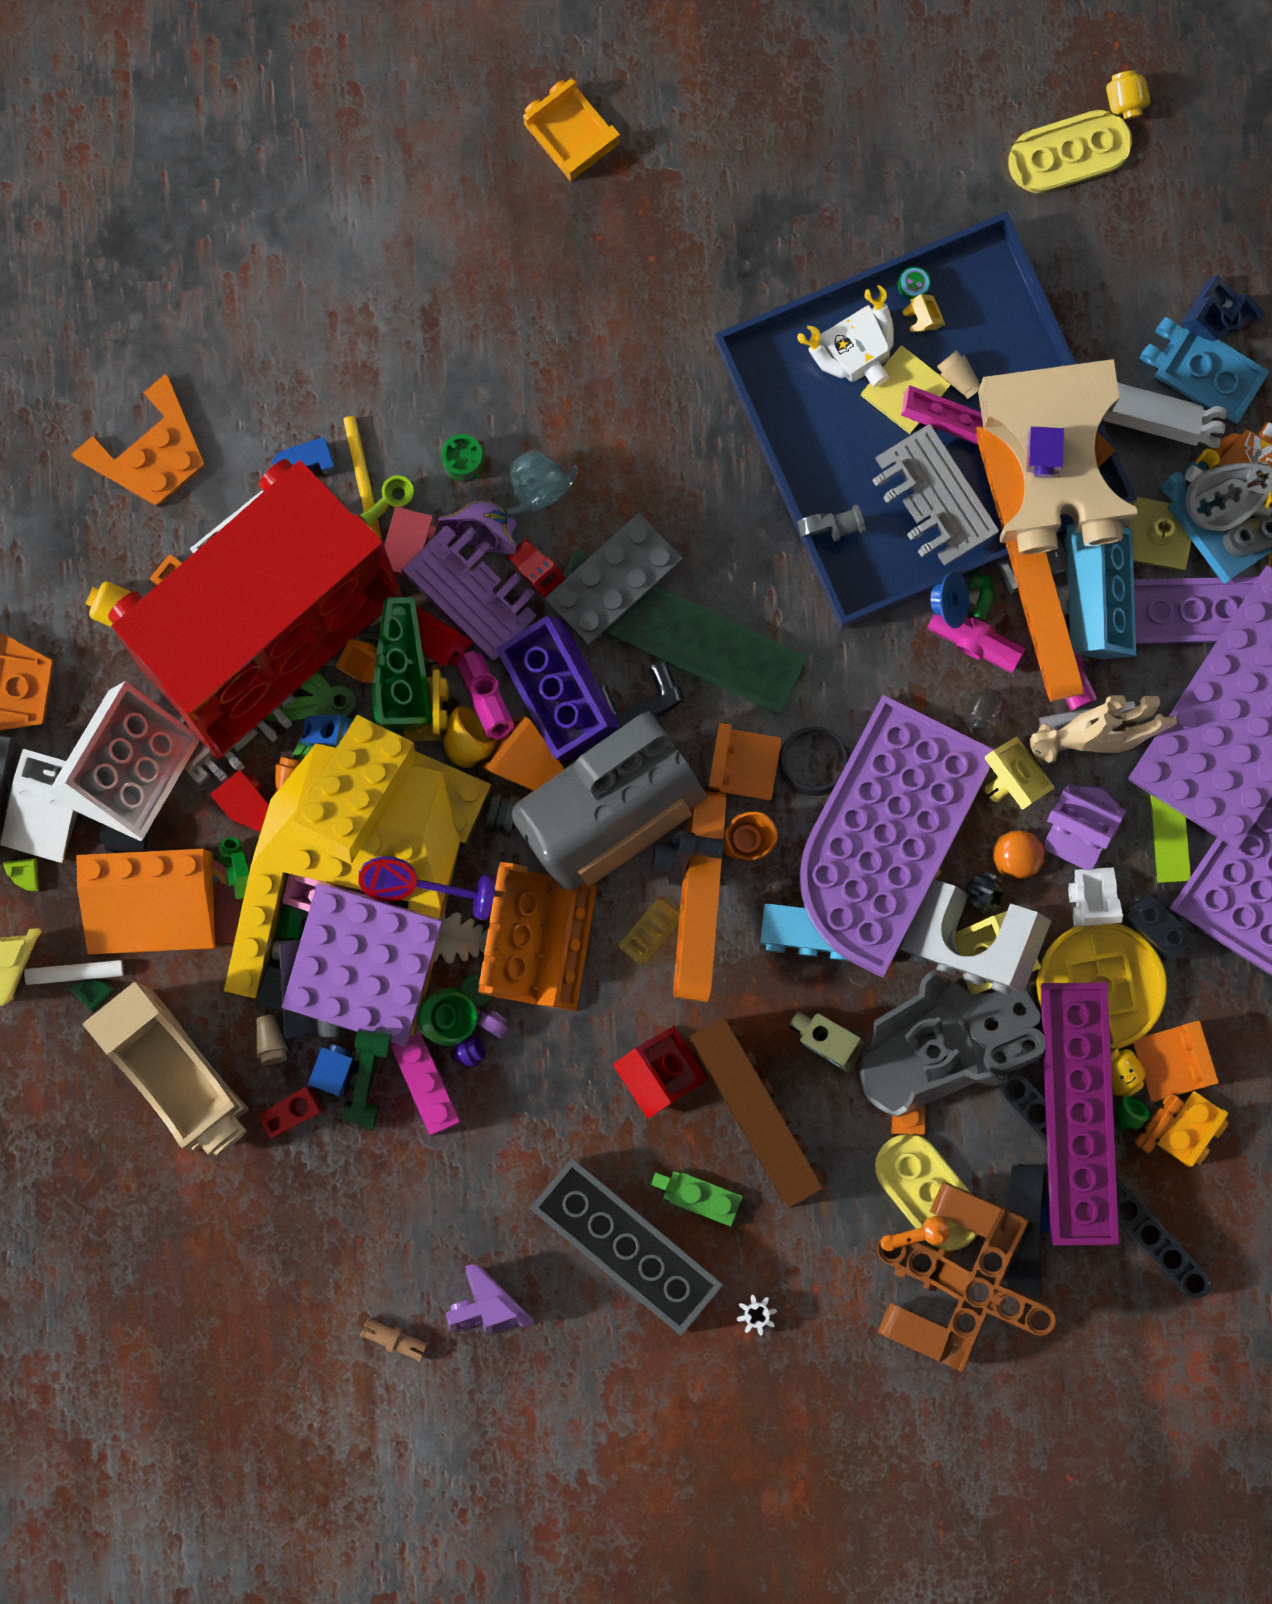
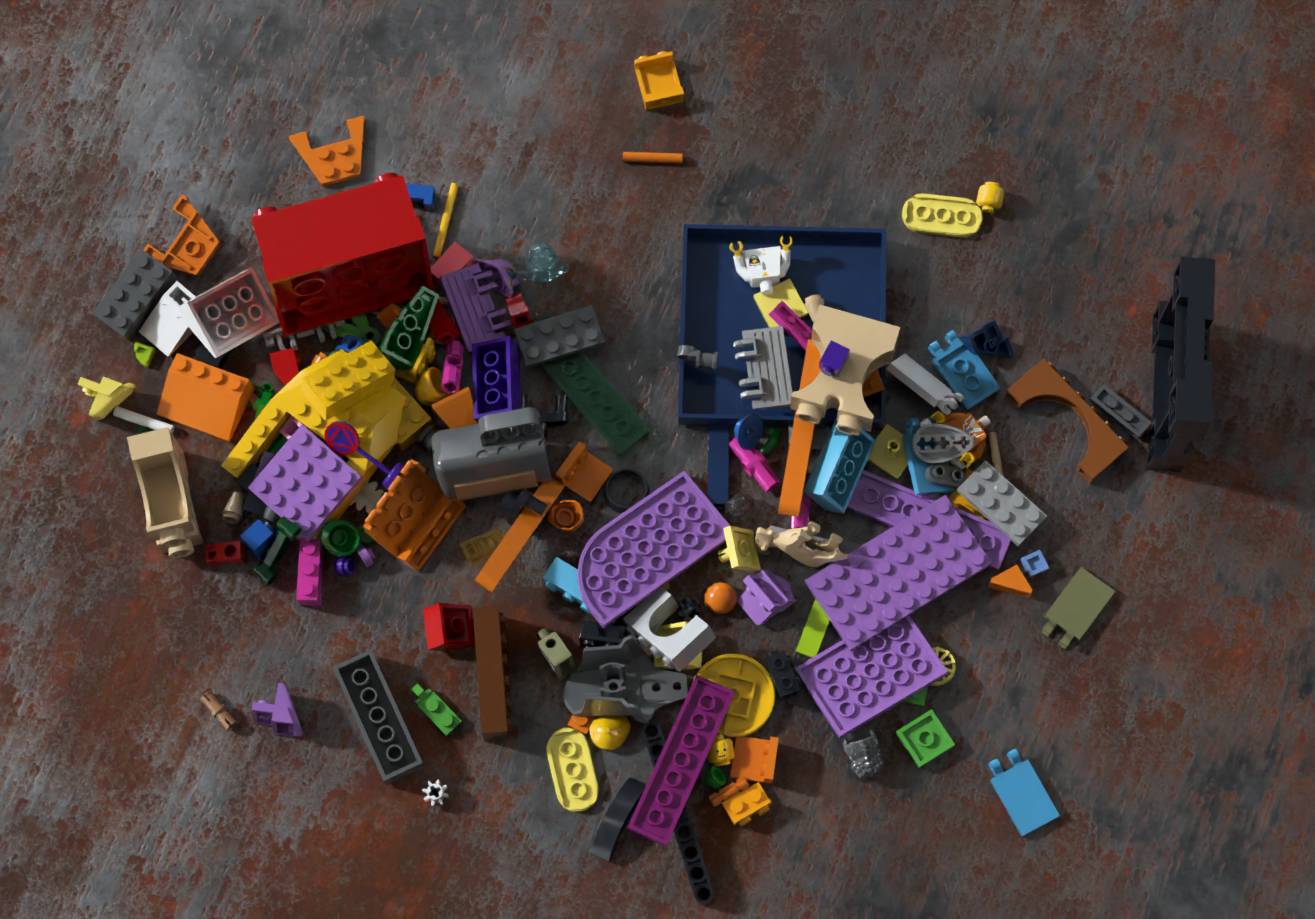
camera: 25 degrees right, 10 degrees down
(389, 487) = (457, 231): lime bar -> none
(462, 458) = (507, 232): green piece -> none
(616, 249) = (652, 157): none -> orange piece
(871, 991) = (596, 636): none -> black bracket
(913, 282) = (813, 247): tile -> none
(924, 662) = (718, 464): none -> dark blue tile
(927, 313) = (812, 265): yellow tile -> none
(933, 1230) = (561, 788): orange piece -> none
(955, 1117) = (609, 731): none -> yellow hat
(1003, 1235) = (599, 806): dark orange piece -> none
(1012, 1050) = (660, 705): dark grey plate -> none
(1095, 897) = (752, 641): white cylinder -> none

